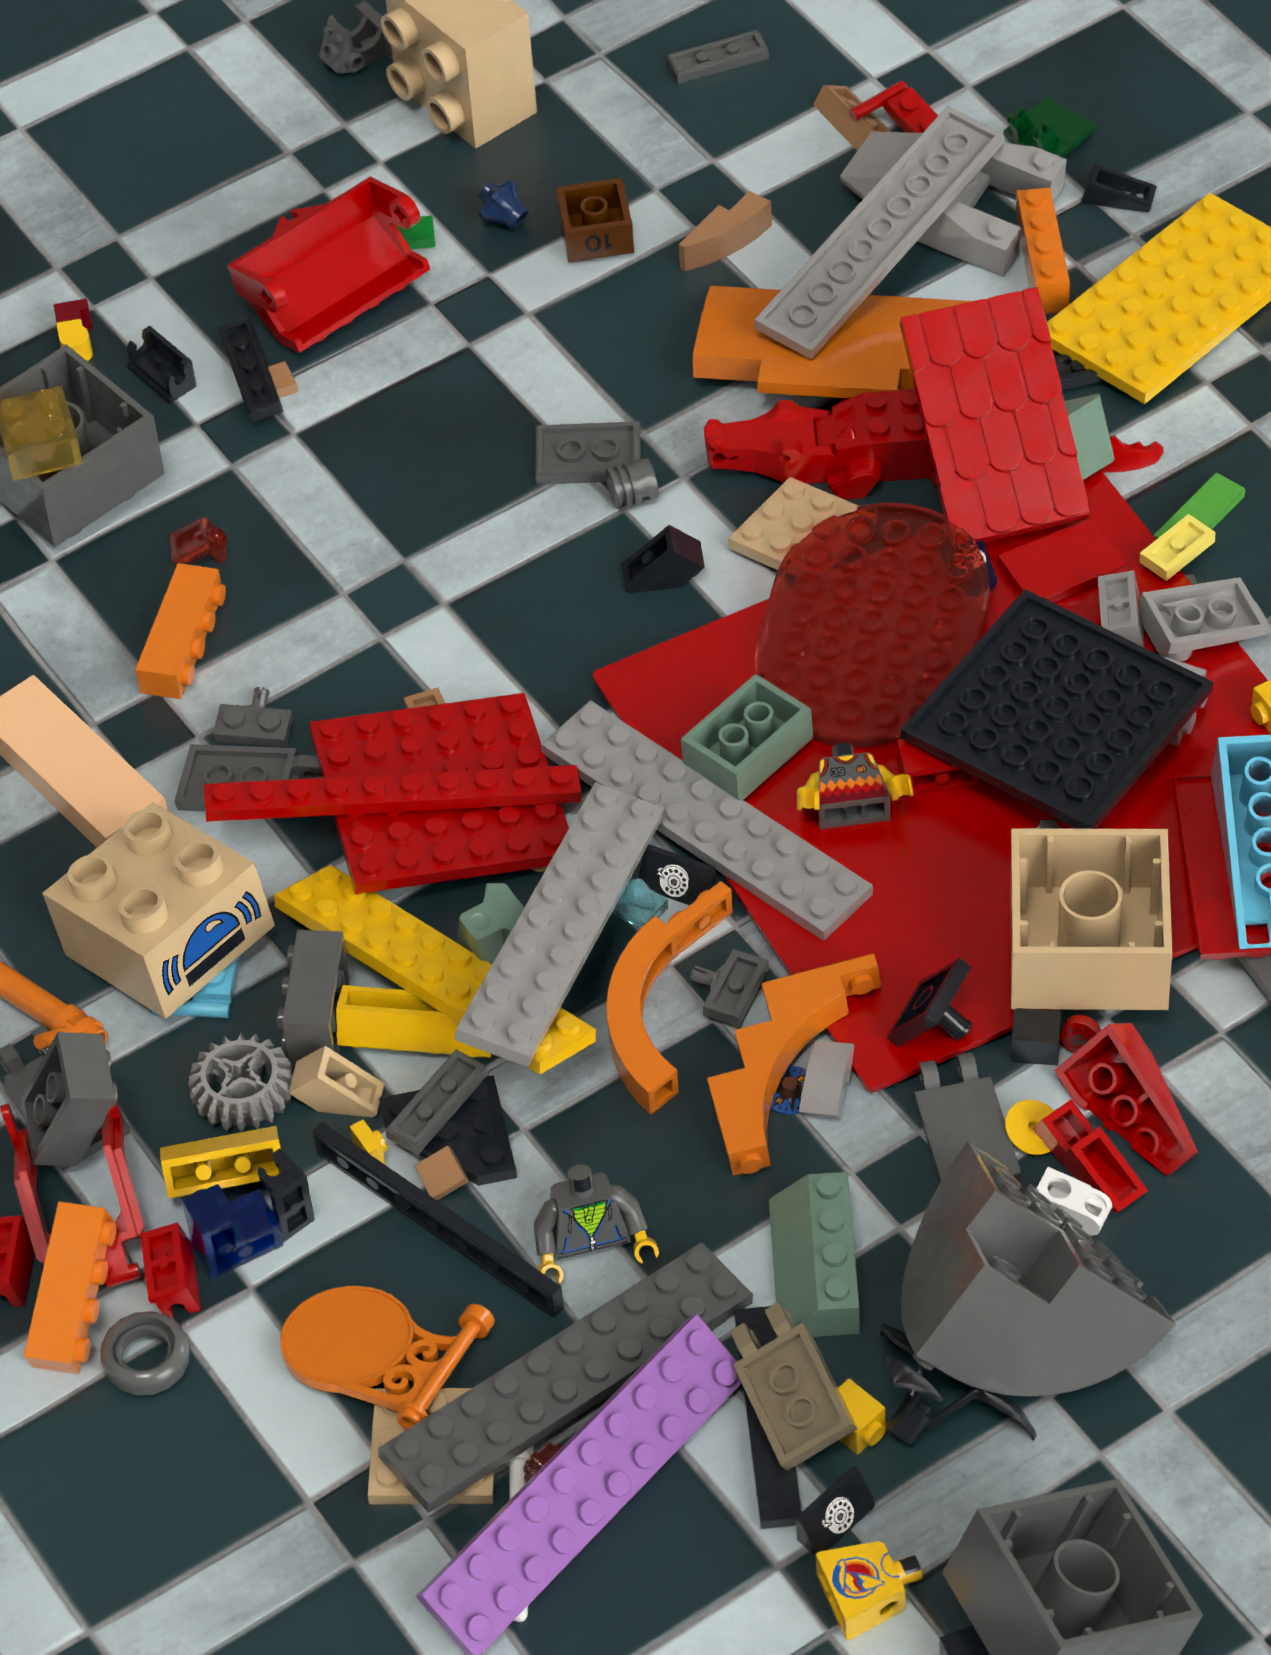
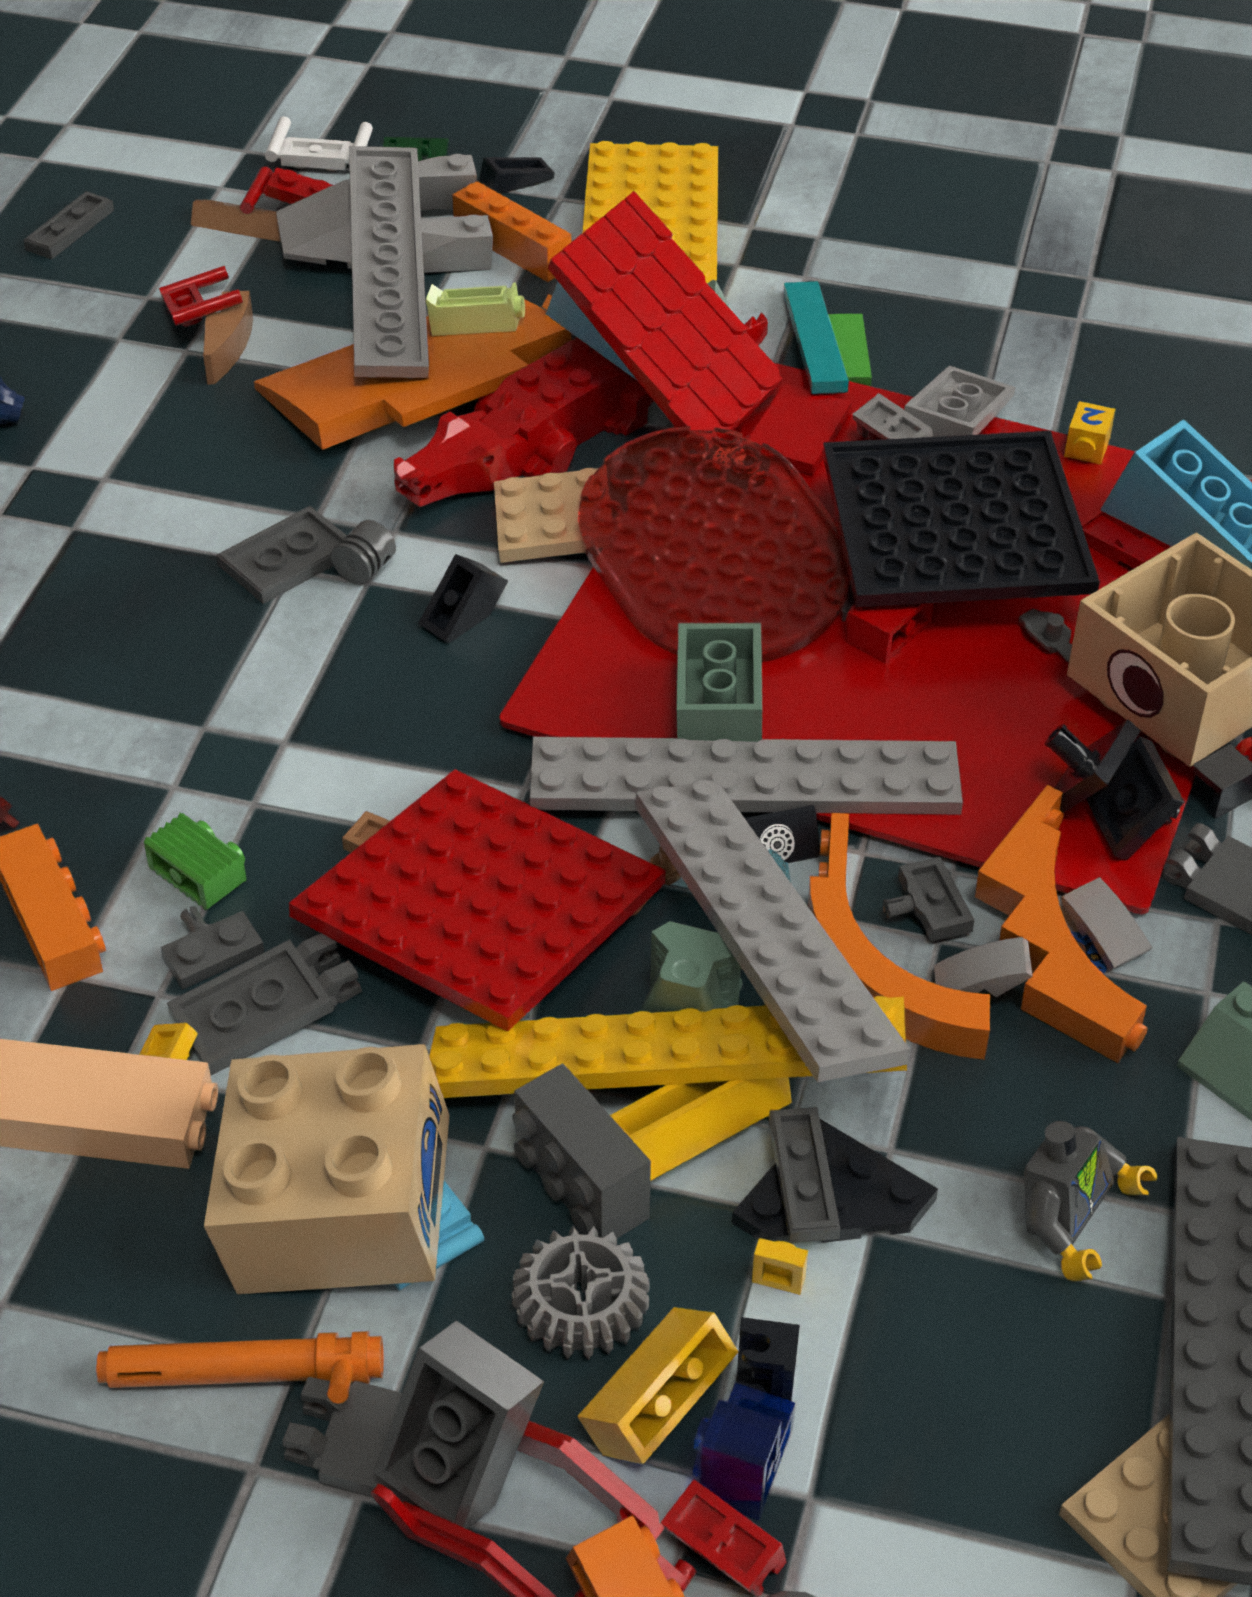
camera: 45 degrees left, 5 degrees down
(162, 773) = (170, 1041): none -> yellow plate
(297, 657) = (195, 860): none -> bright green brick
(335, 1085) = (678, 1228): tan slope -> none
(364, 1337) = (997, 1476): orange piece -> none
(391, 793) = (441, 921): red plate -> none
(439, 1220) = (925, 1287): black tile -> none
(441, 1173) = (877, 1241): medium nougat tile -> none
(595, 220) = (100, 374): reddish brown brick -> none
(701, 1053) = (990, 967): none -> light grey slope
(726, 180) = (186, 302): none -> red plate
(851, 789) = (852, 675): torso -> none
(891, 301) = (474, 310): none -> yellowish green window
(923, 956) = (1089, 766): none -> black tile
(973, 83) = (312, 153): none -> white plate
(1172, 488) = (815, 338): none -> teal tile
(1177, 547) = (873, 370): light yellow plate -> none

